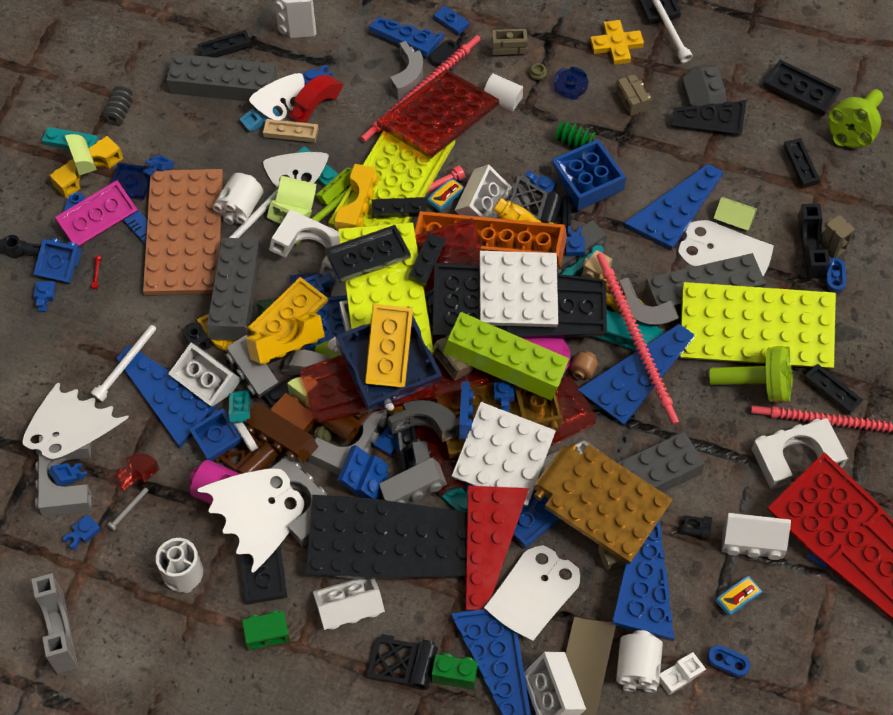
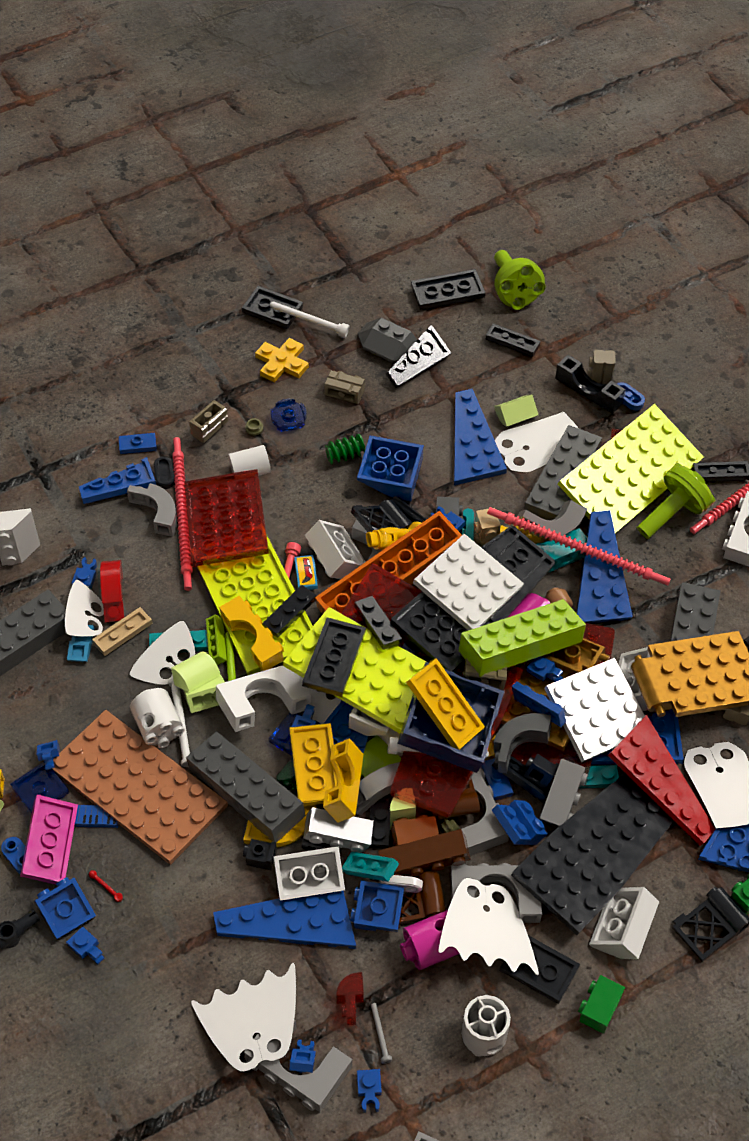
camera: 50 degrees left, 5 degrees down
(101, 391) = (240, 971): white piece -> none
(542, 182) = (365, 500): blue plate -> none

